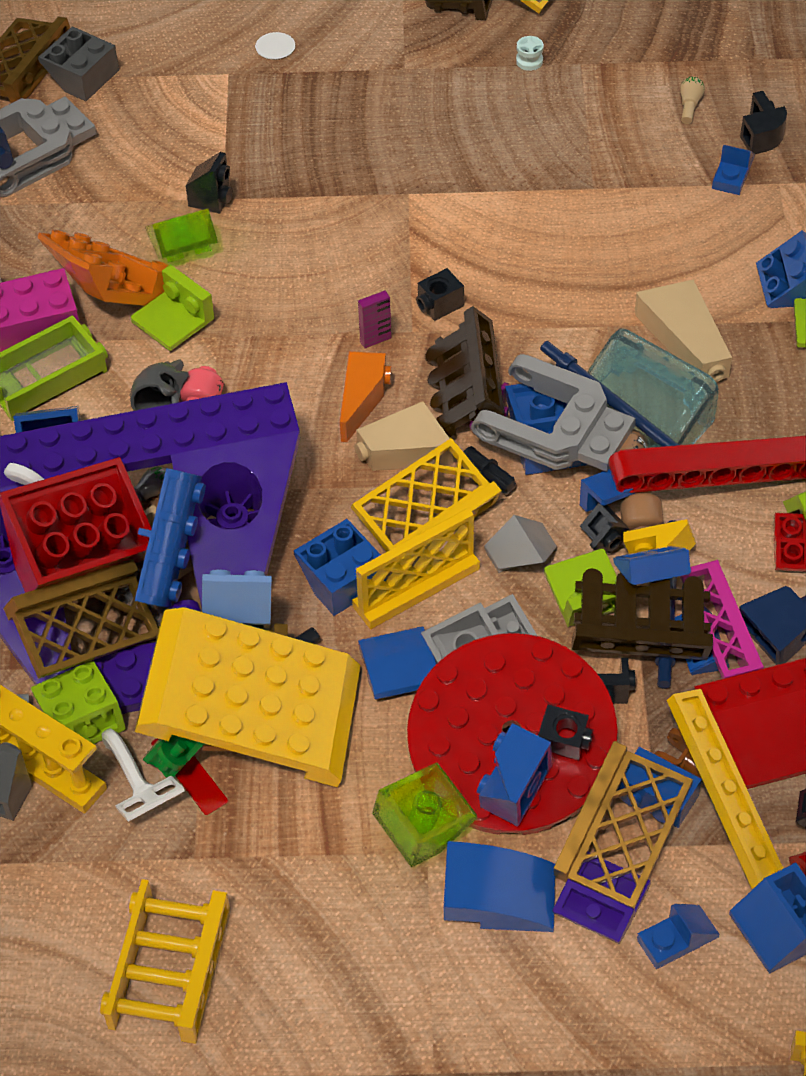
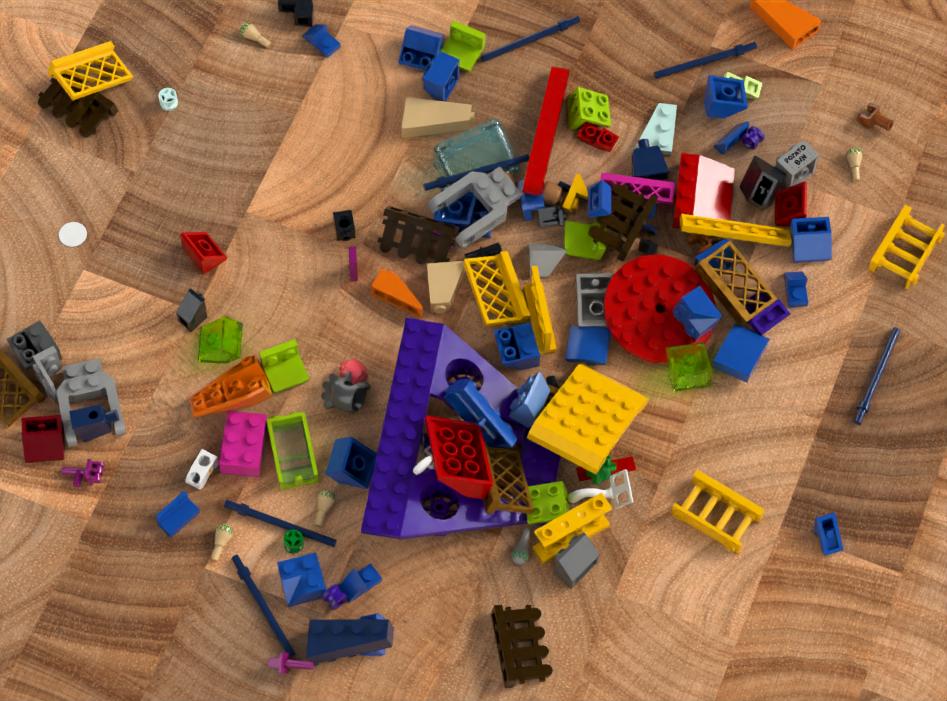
camera: 70 degrees left, 10 degrees up
(45, 76) = (47, 364): none -> light grey bracket
(313, 164) = (202, 250): none -> red slope
(559, 718) = (675, 287): black brick -> none
(753, 306) = (441, 76): none -> blue slope

